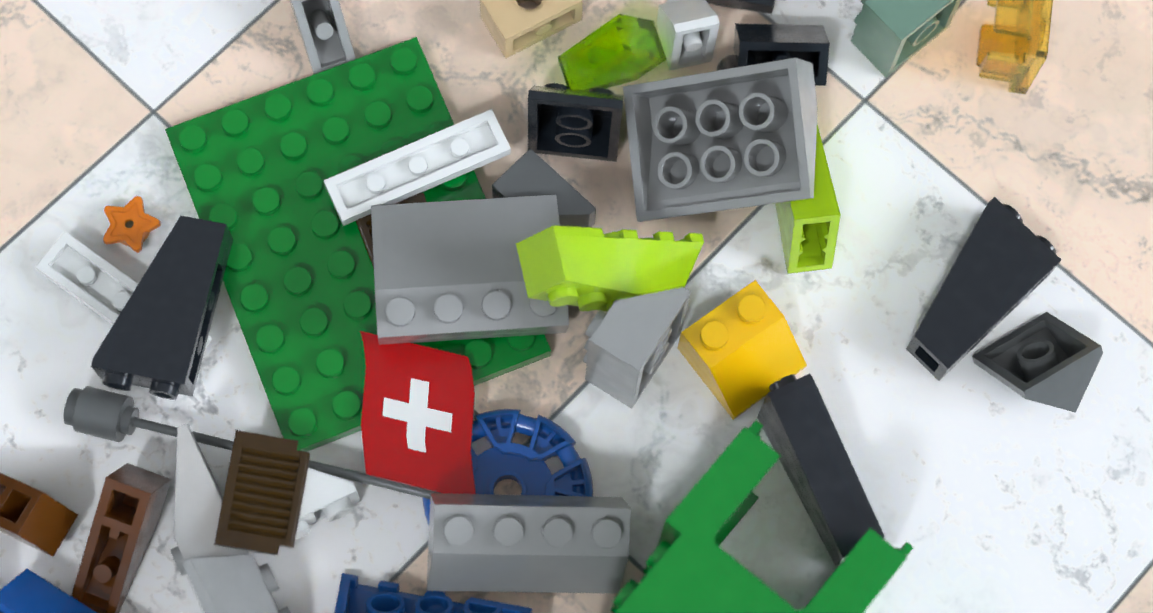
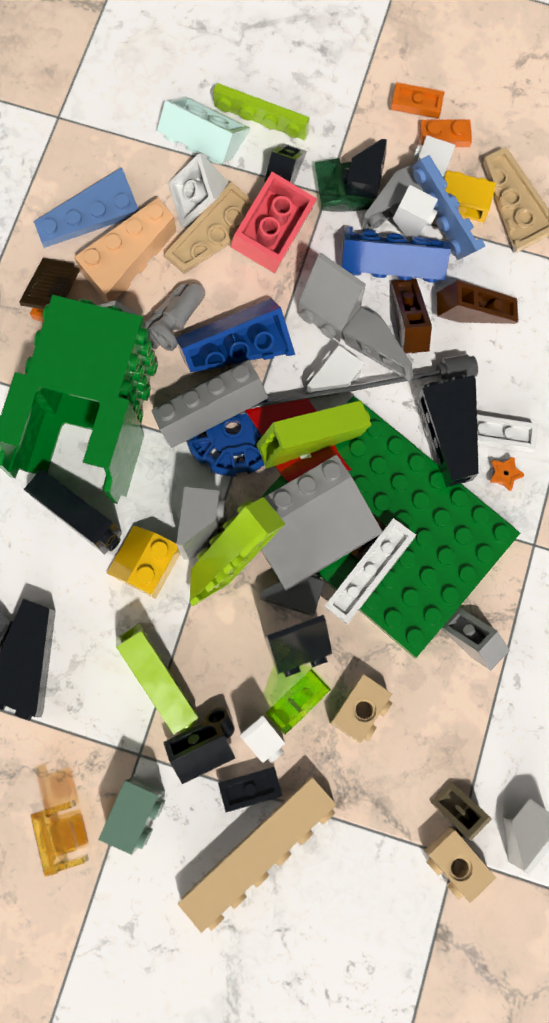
camera: 155 degrees right, 5 degrees up
(262, 494) = (352, 358): dark brown window -> none
(392, 396) = (312, 432): none -> lime slope
(722, 139) = (205, 670): light grey slope -> none

